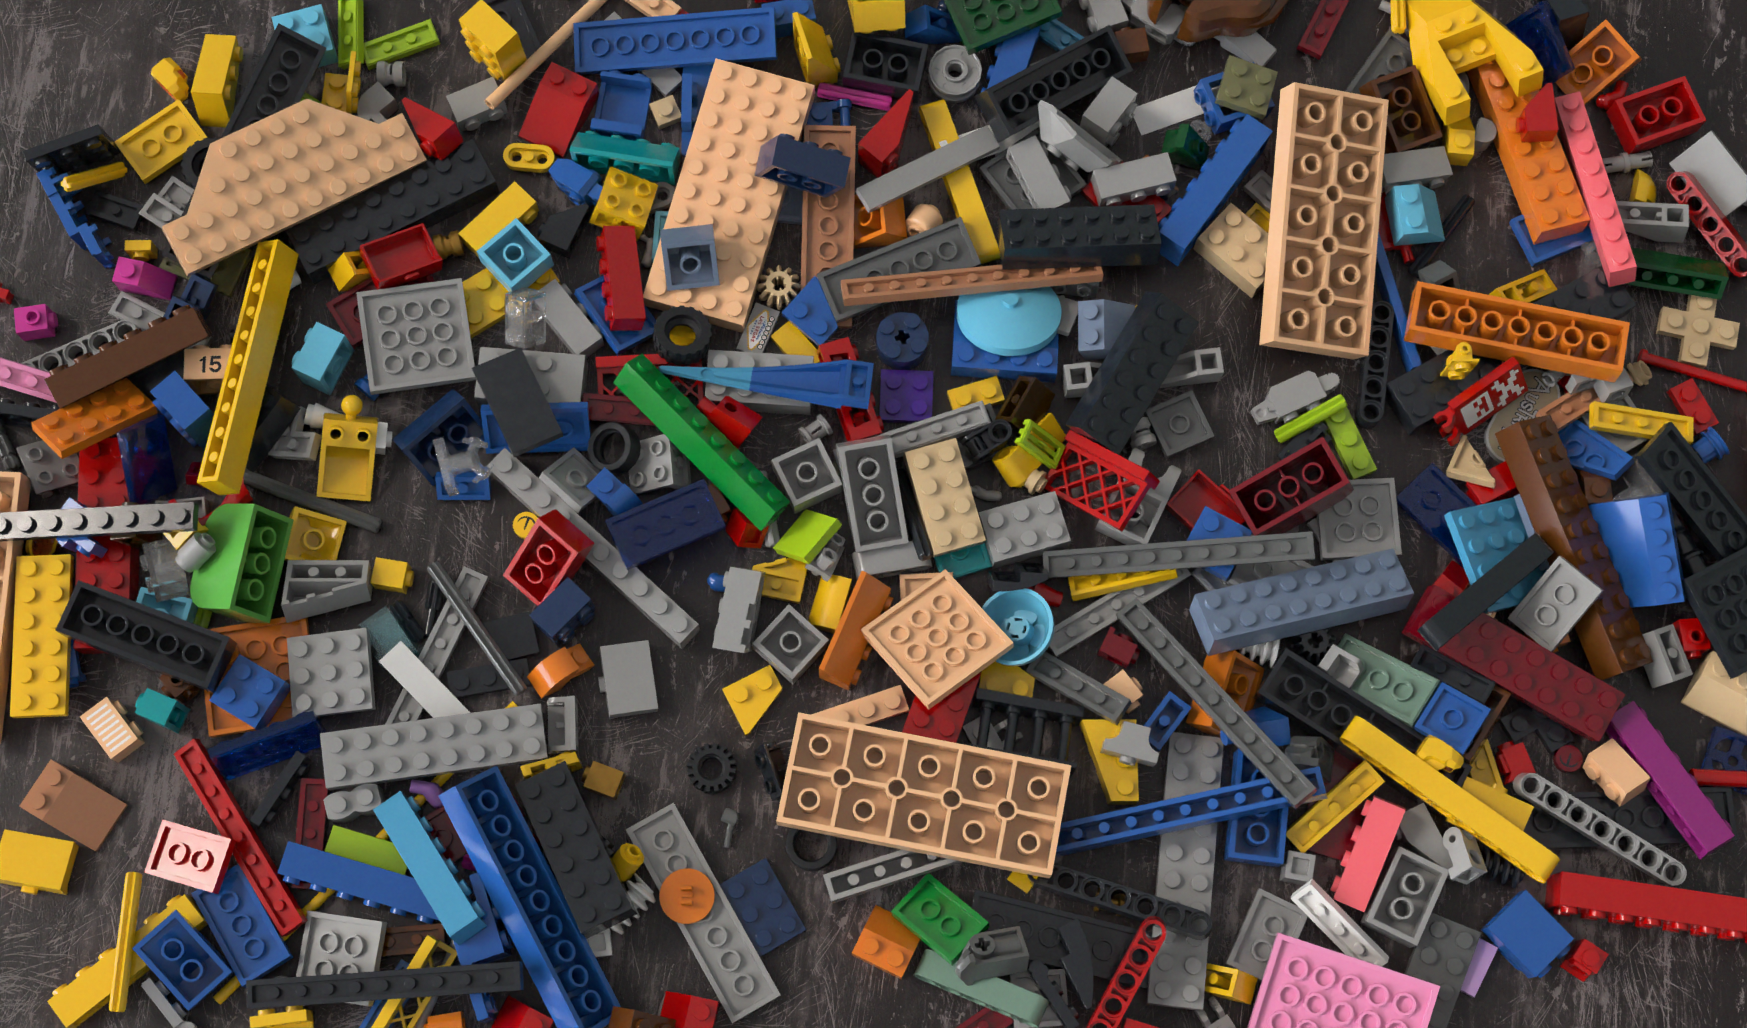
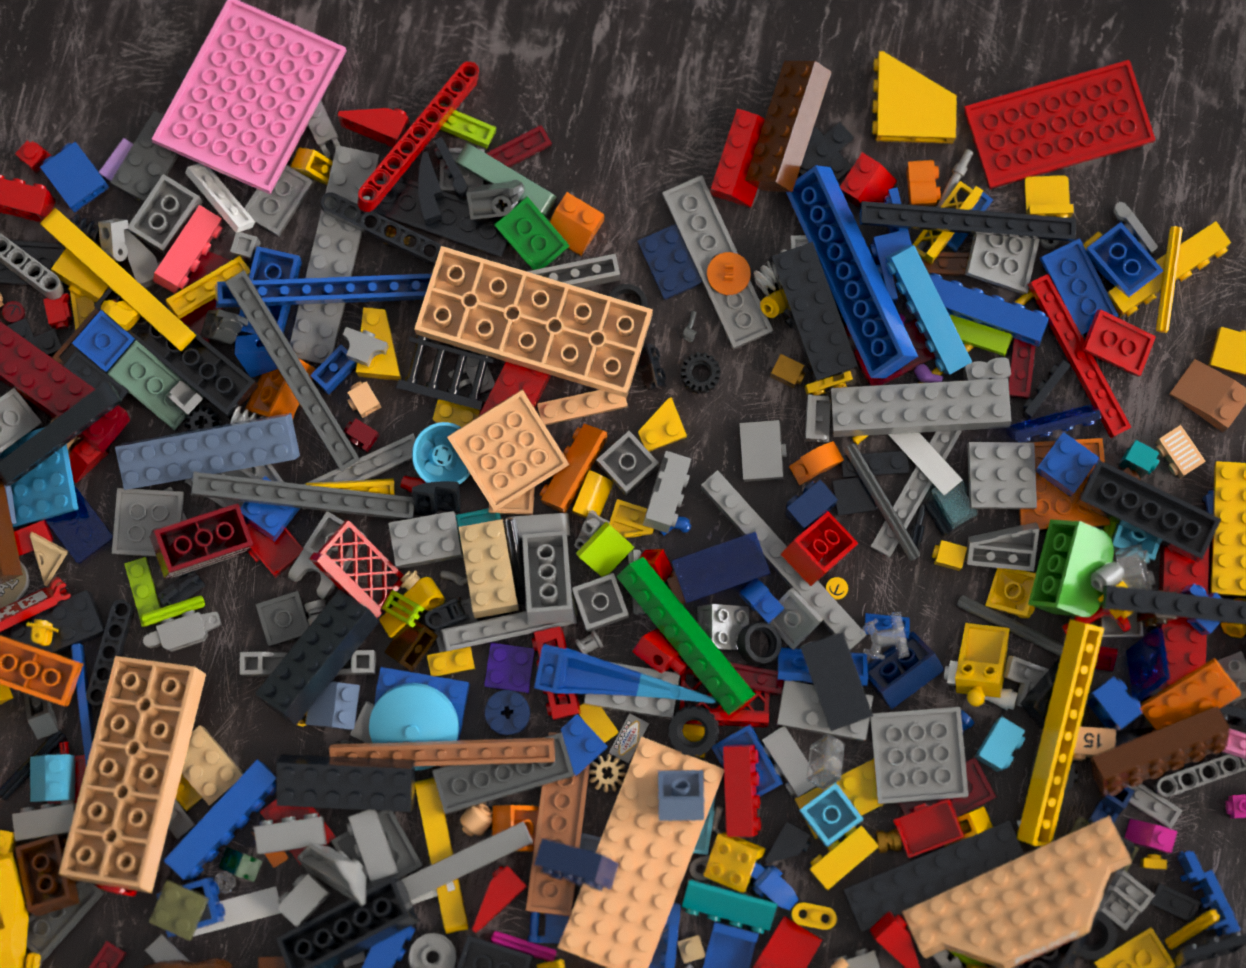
camera: 170 degrees left, 5 degrees up
(1079, 687) = (396, 401): dark grey plate -> none

